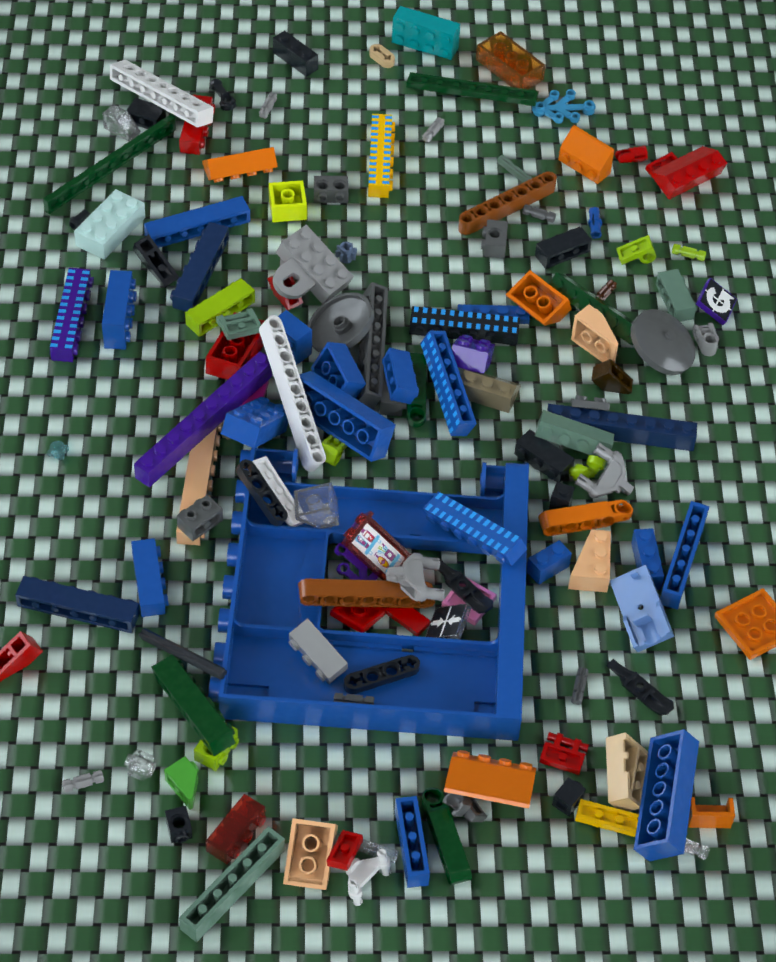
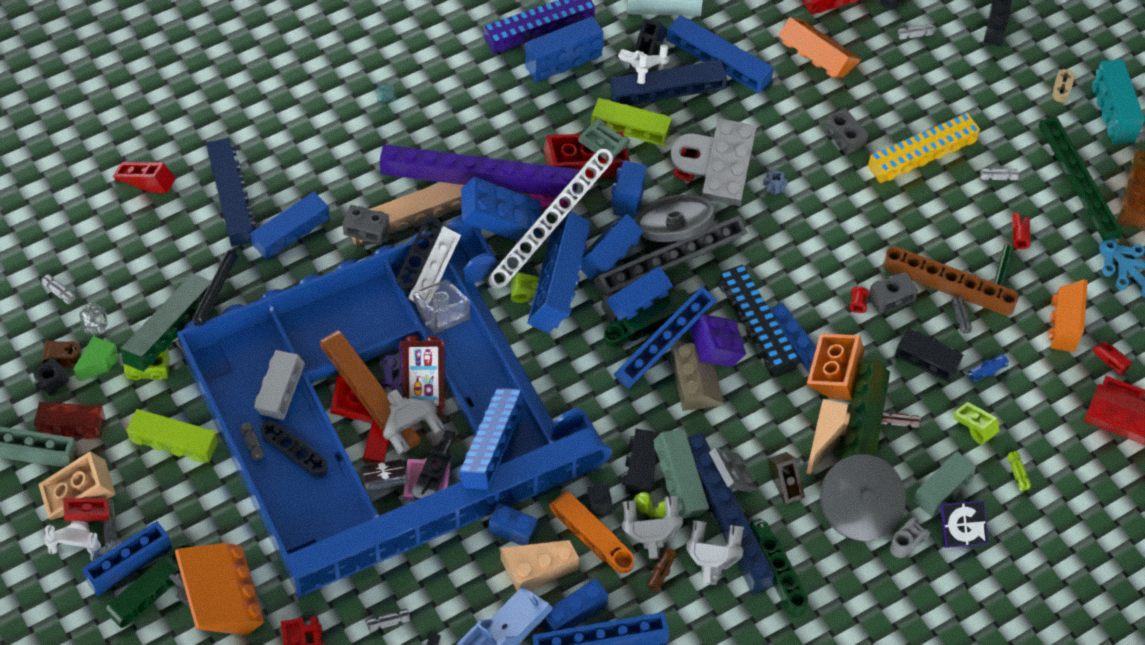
camera: 60 degrees right, 5 degrees up
(161, 800) = (61, 352): none -> reddish brown piece
(177, 264) = (643, 62): none -> white axle
(287, 201) = (798, 105): neon yellow brick -> none
(306, 758) = (172, 436): none -> lime brick
(487, 260) = (858, 302): none -> red bush
(492, 144) = (1021, 232): none -> red hinge
(643, 491) = (661, 569): none -> reddish brown pin
(657, 452) = (714, 557): none -> light grey connector
(709, 424) = (782, 575): none -> dark green piece

